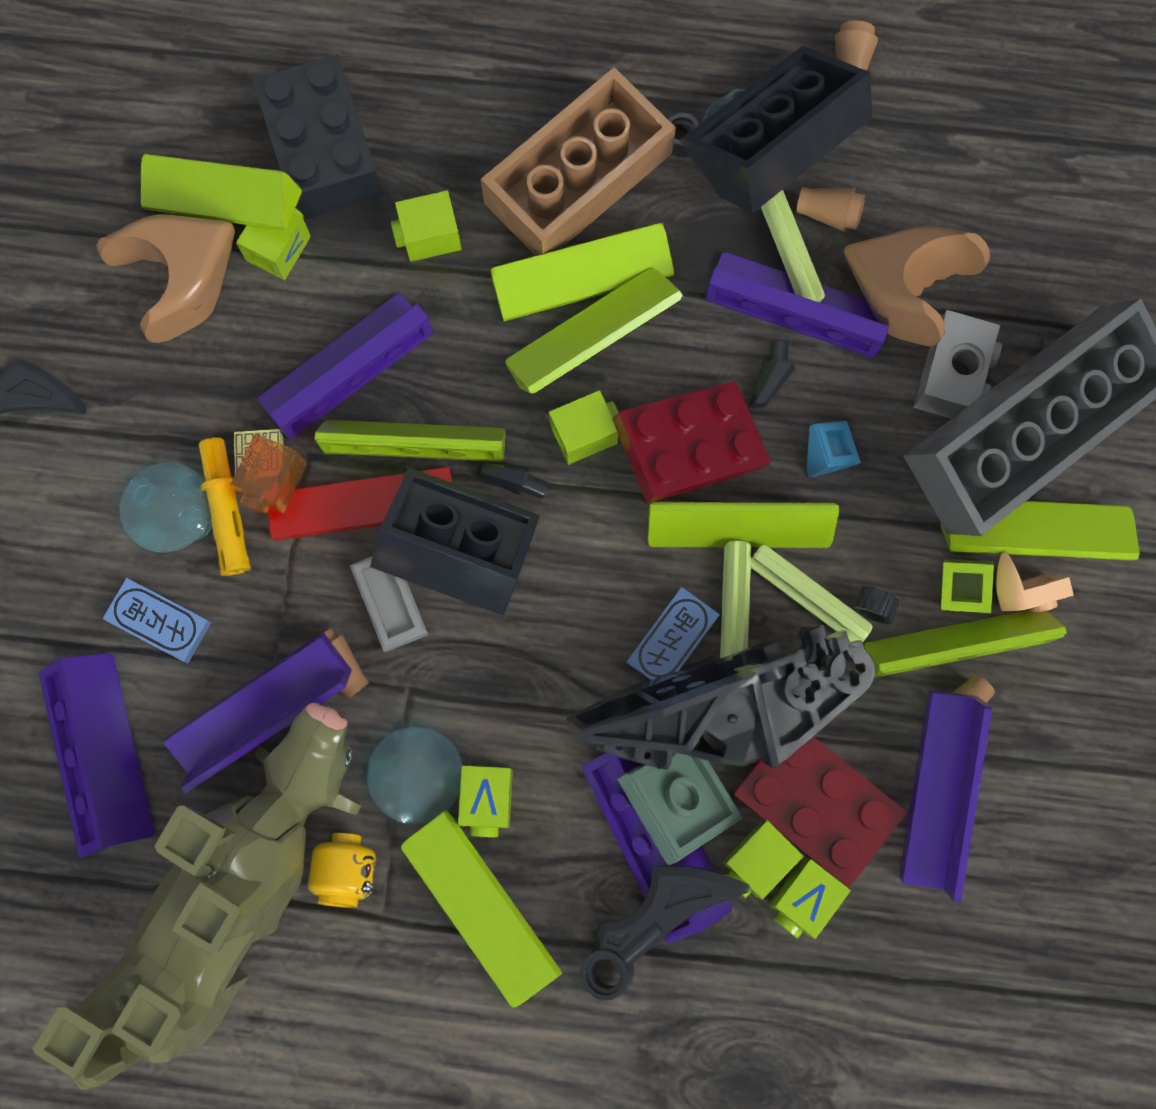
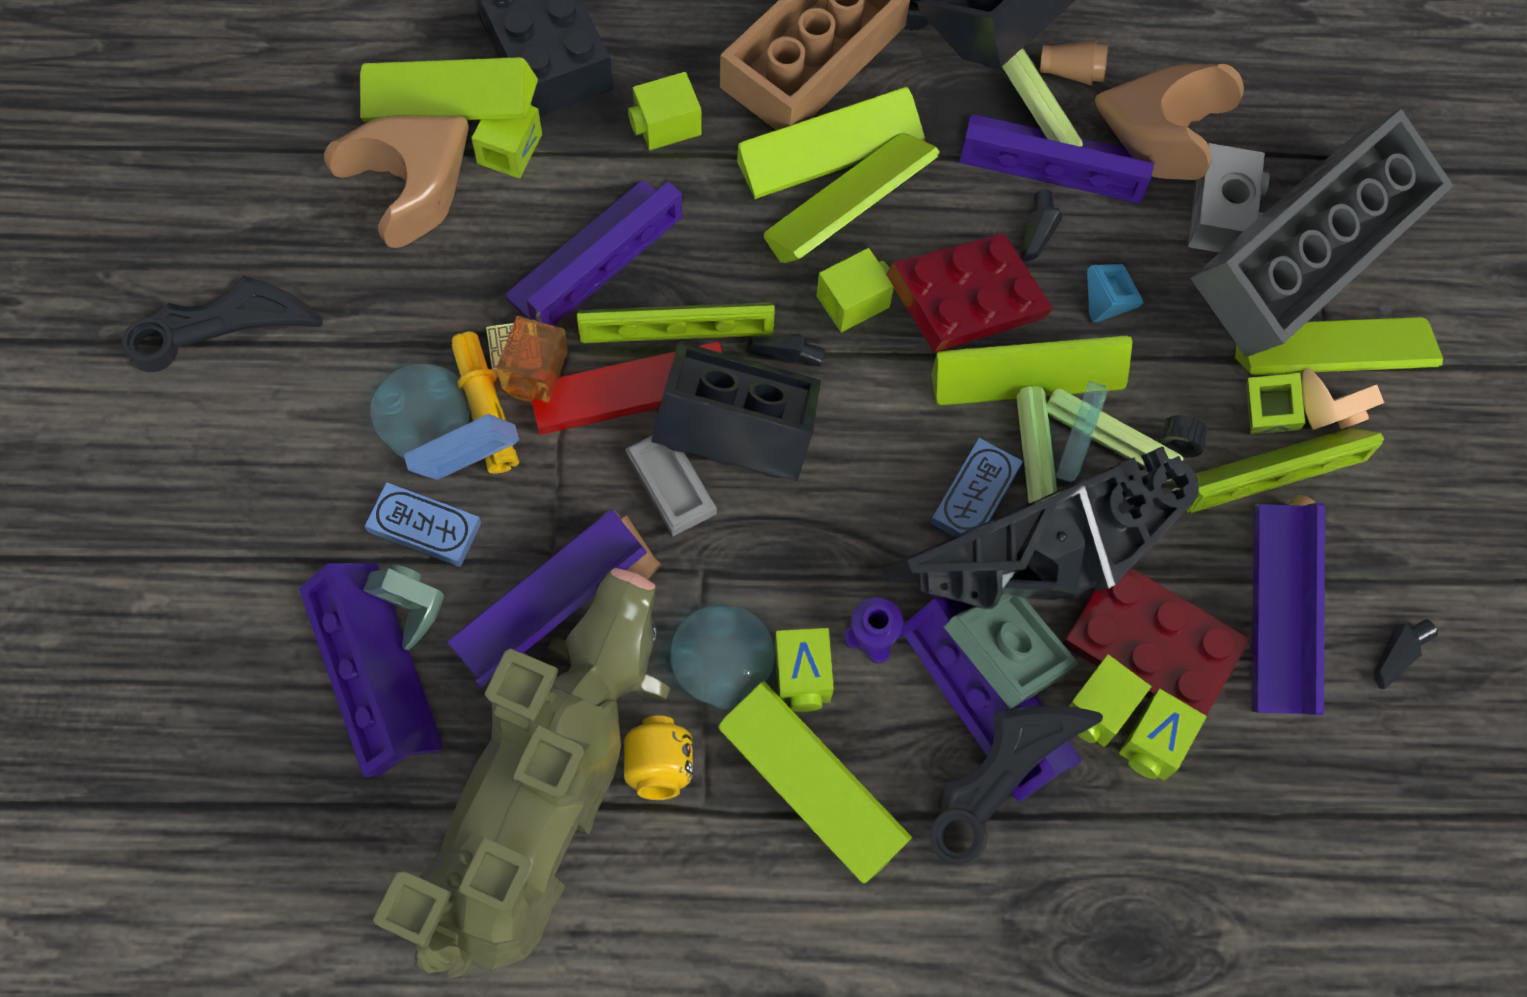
camera: 10 degrees left, 10 degrees down
(130, 686) = (402, 588): none -> sand green plate
(194, 556) = (462, 447): none -> medium blue tile
(561, 782) = (871, 640): none -> dark purple brick
(777, 596) = (1082, 432): none -> clear light blue tile
(1050, 836) = (1402, 650): none -> black bar

